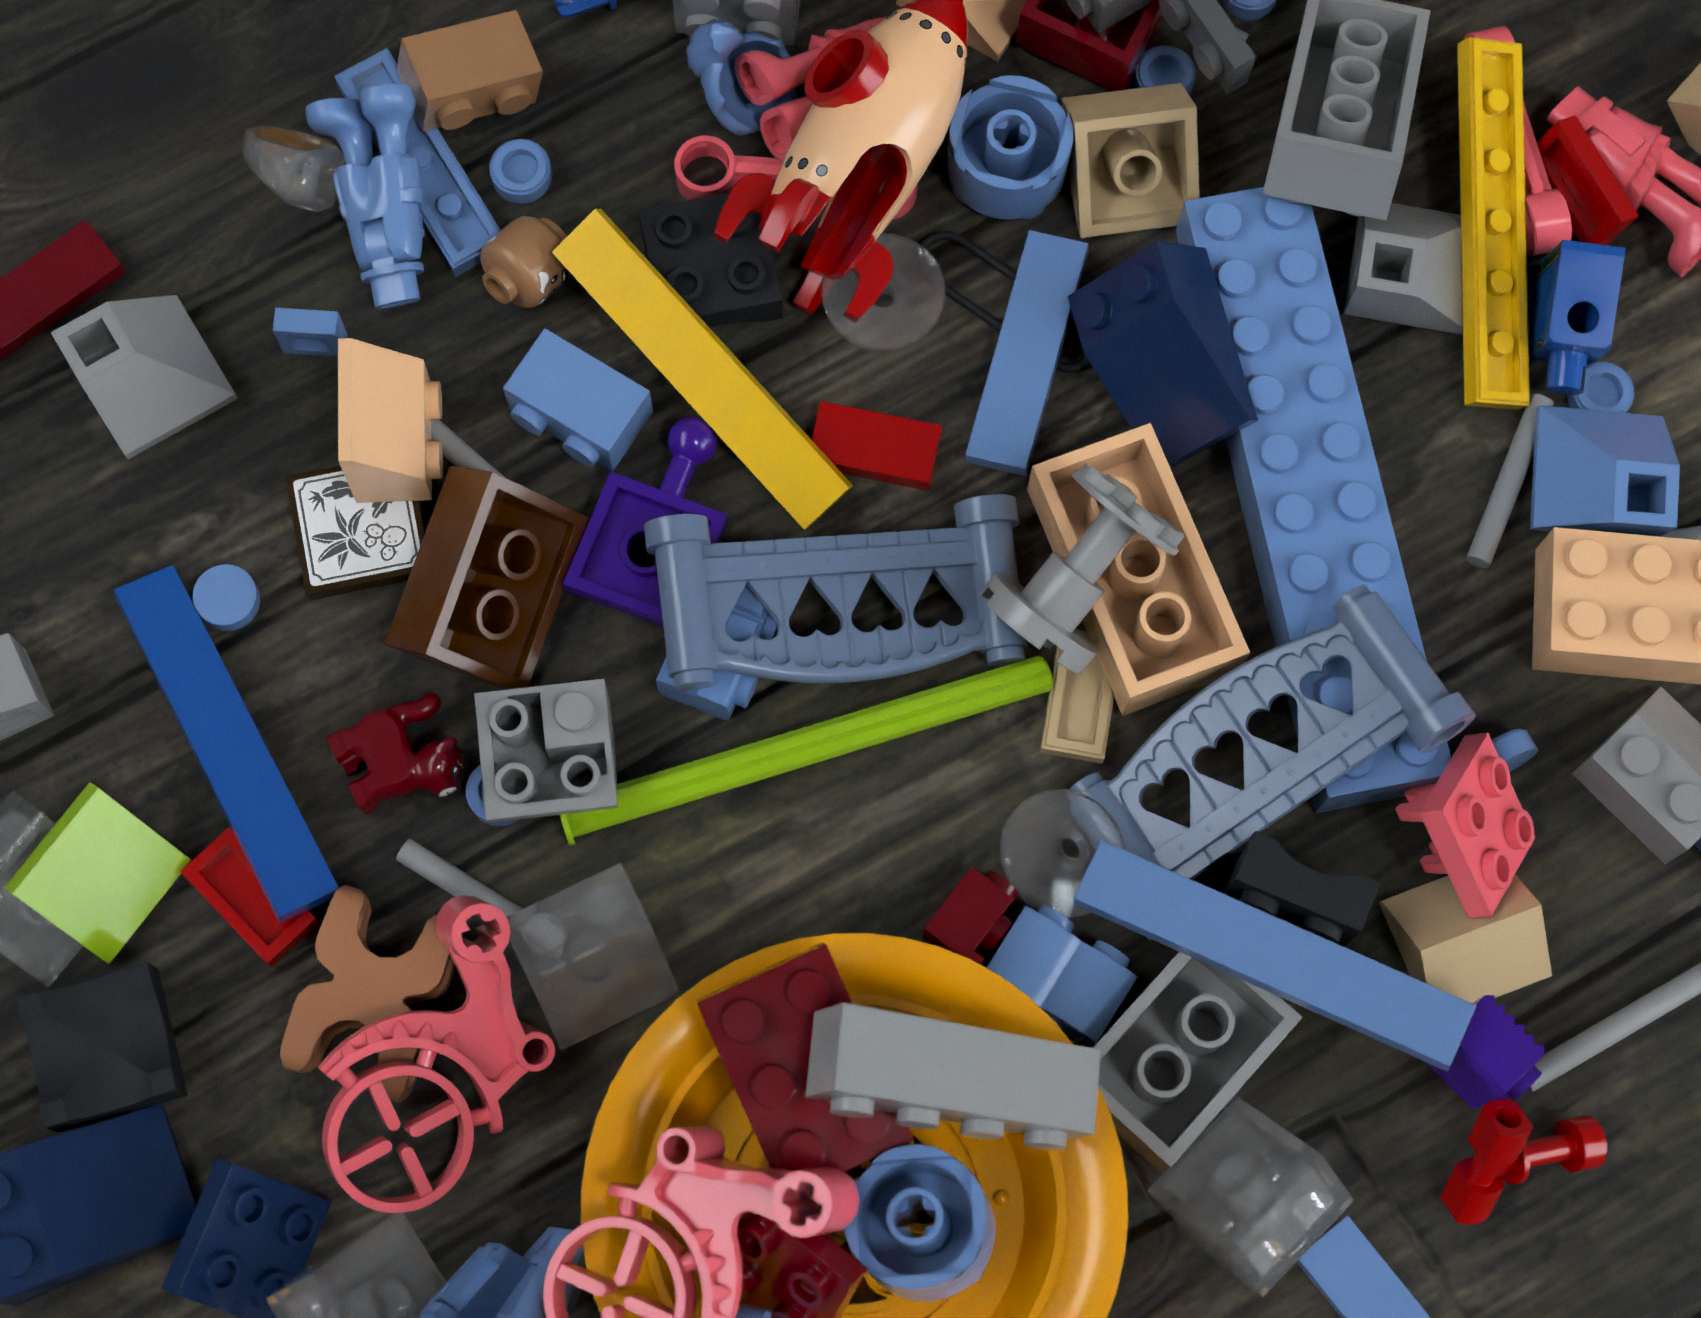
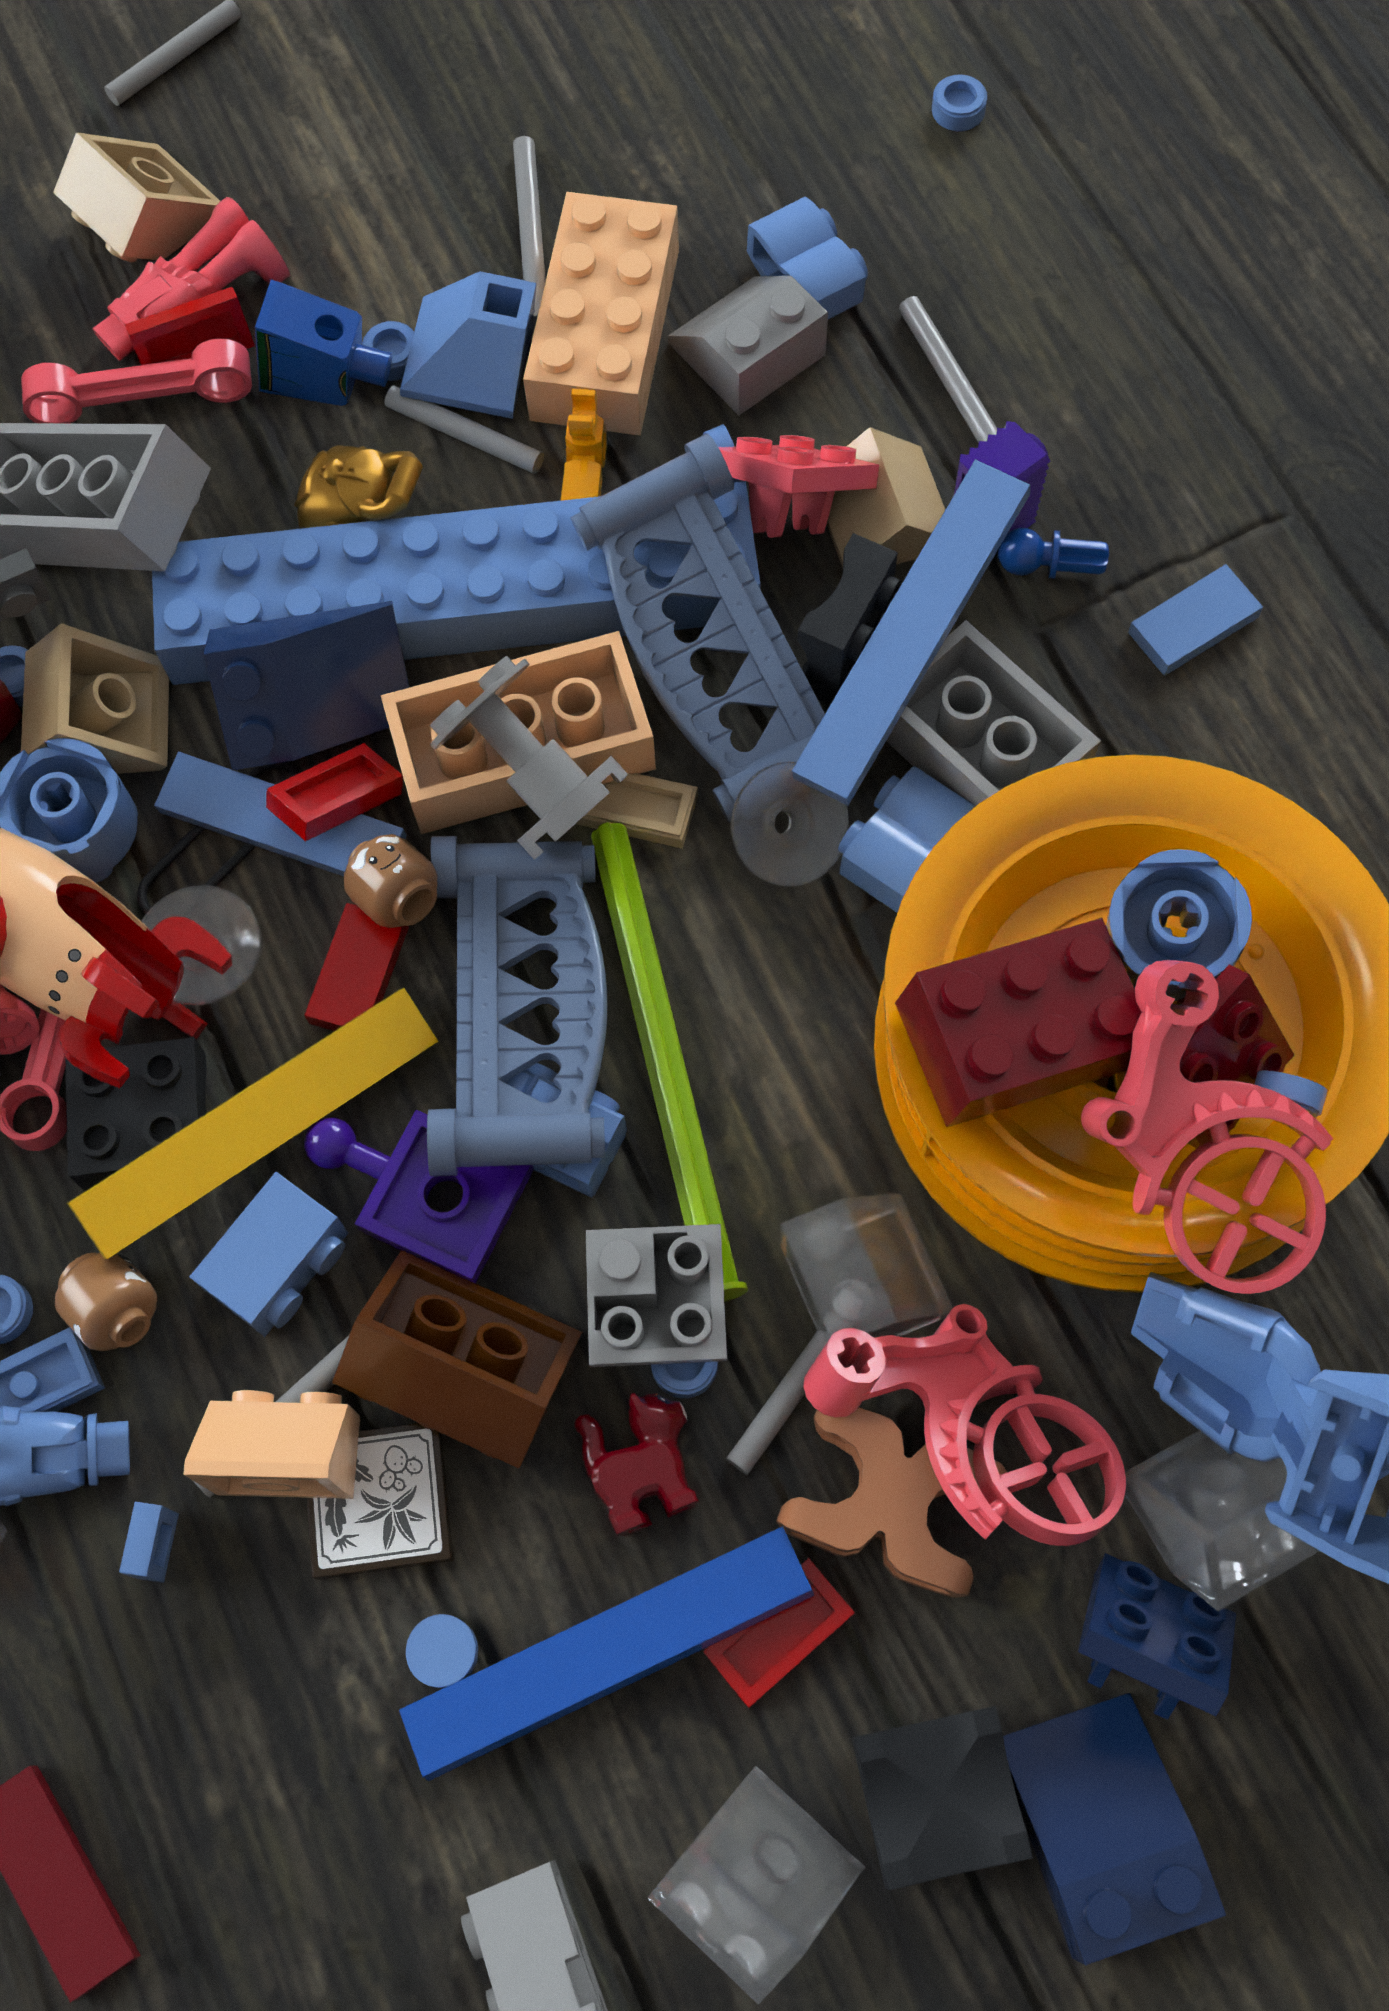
camera: 80 degrees left, 5 degrees down
(98, 873) = (750, 1796): lime tile -> none
(144, 369) = (165, 1736): light grey slope -> none
(952, 1074) = (1048, 872): light grey brick -> none
(957, 460) = (391, 881): none -> medium nougat head
(973, 915) = (848, 911): dark red brick -> none
(1054, 394) = (334, 791): none -> red tile
(1252, 1195) = (1122, 685): clear slope -> none
(1402, 371) = (355, 486): none -> pearl gold piece
(1408, 269) = (250, 479): light grey slope -> none
(1425, 1093) = (1025, 552): none -> blue axle
(1493, 224) = (214, 402): yellow tile -> none
(1494, 608) = (584, 448): none -> light orange bar
(1507, 1155) = (1088, 480): red bar -> none

